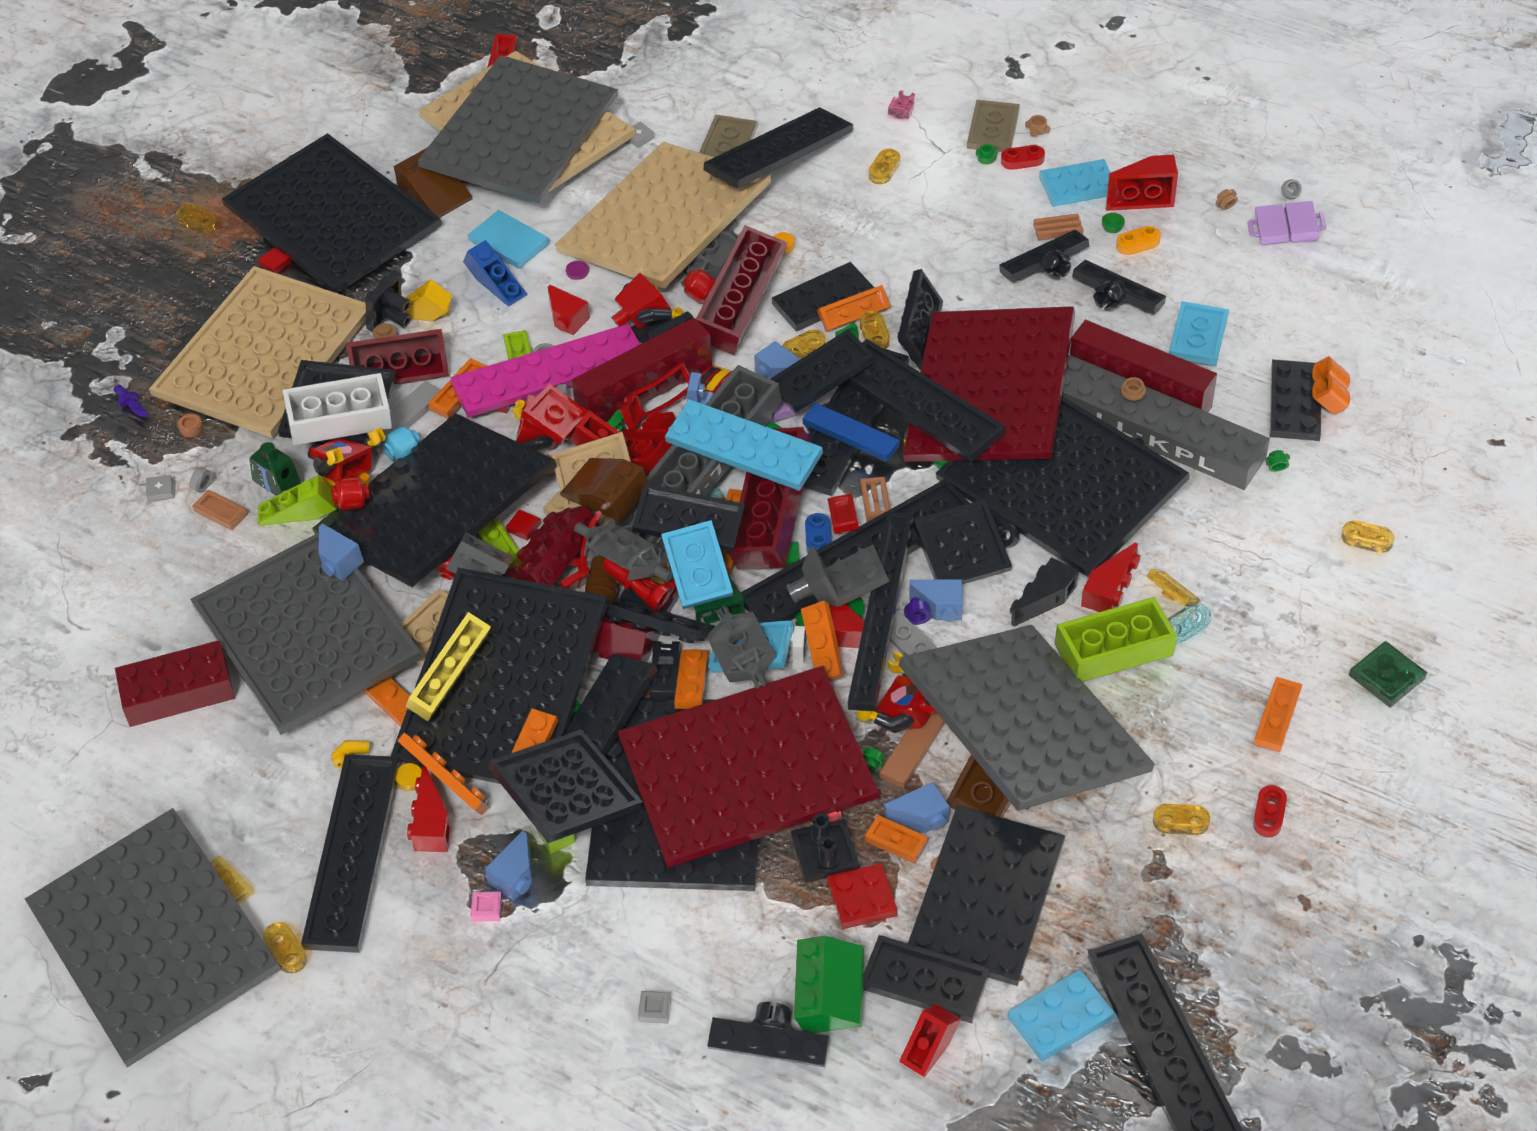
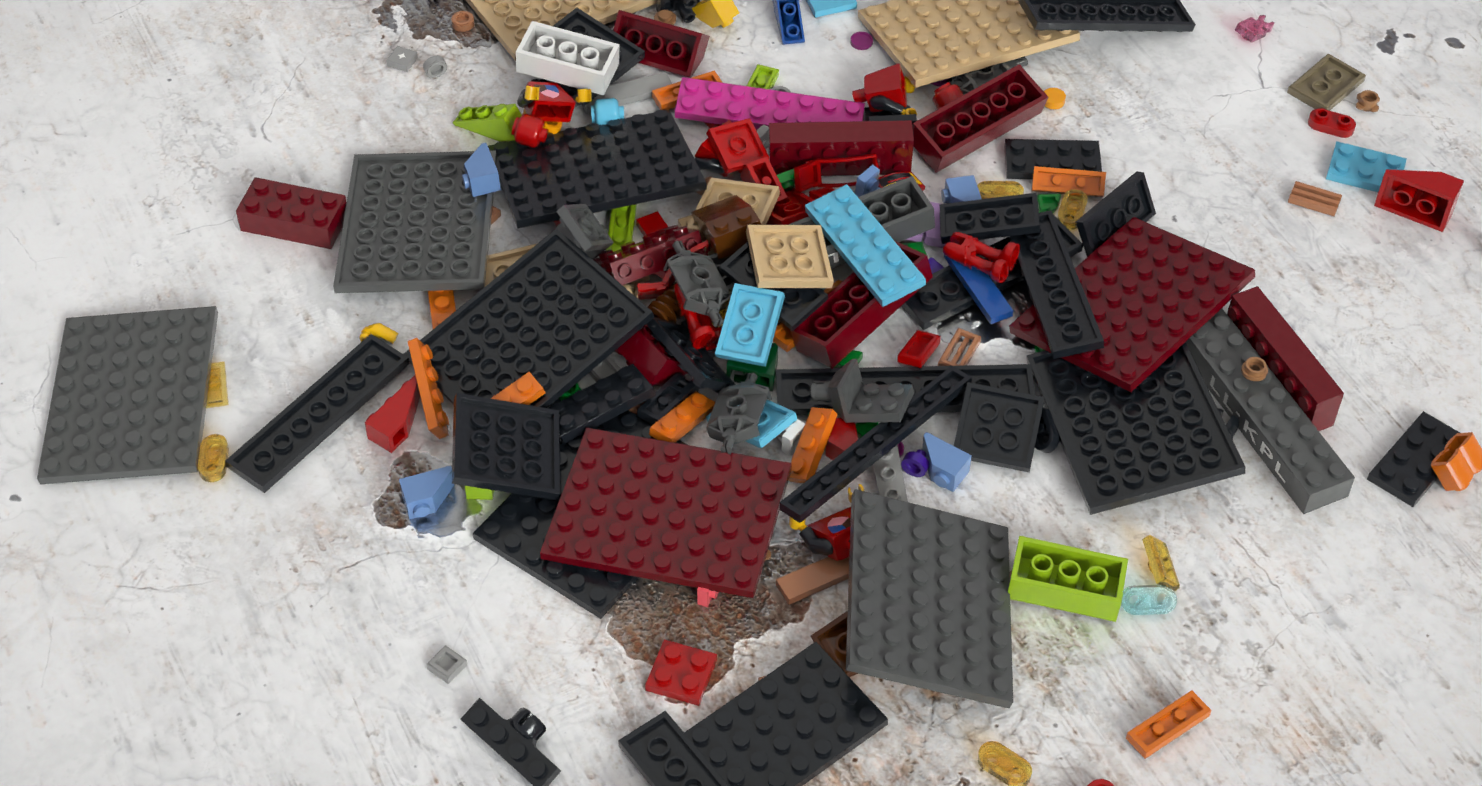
camera: 30 degrees right, 0 degrees up
(220, 510) = (433, 98): nougat tile -> none
(273, 469) = (489, 75): dark green torso -> none
(407, 776) = (402, 375): yellow tile -> none
(448, 666) = (487, 302): light yellow brick -> none
(486, 906) = (384, 511): bright pink tile -> none
(567, 310) = (823, 69): red slope -> none
(691, 486) = (789, 256): none -> tan plate
(817, 531) = (886, 352): blue plate -> none
(824, 406) = (964, 250): none -> red piece
(824, 848) = (679, 615): black plate -> none
(828, 984) = (589, 725): green slope -> none
(873, 758) = (779, 564): green plate -> none
(884, 166) = (1197, 74): clear yellow plate -> none
(896, 839) = (745, 641): orange plate -> none
(919, 810) = (782, 627): medium blue slope -> none
(986, 154) = (1299, 105): green plate -> none
(1049, 257) = (1280, 221): black plate -> none
(1049, 590) = (1045, 505): black slope -> none
(1107, 581) = (1107, 525): red slope -> none
(1113, 222) = (1370, 218): green plate -> none
(1115, 289) = (1322, 276): black plate -> none
(1138, 240) = (1382, 245): light orange plate -> none
(1199, 333) = (1370, 354): medium azure plate -> none
(1277, 460) = (1353, 503): green plate -> none
(1367, 536) = (1386, 614): clear yellow plate -> none
(1387, 674) = (1303, 746): clear green plate -> none

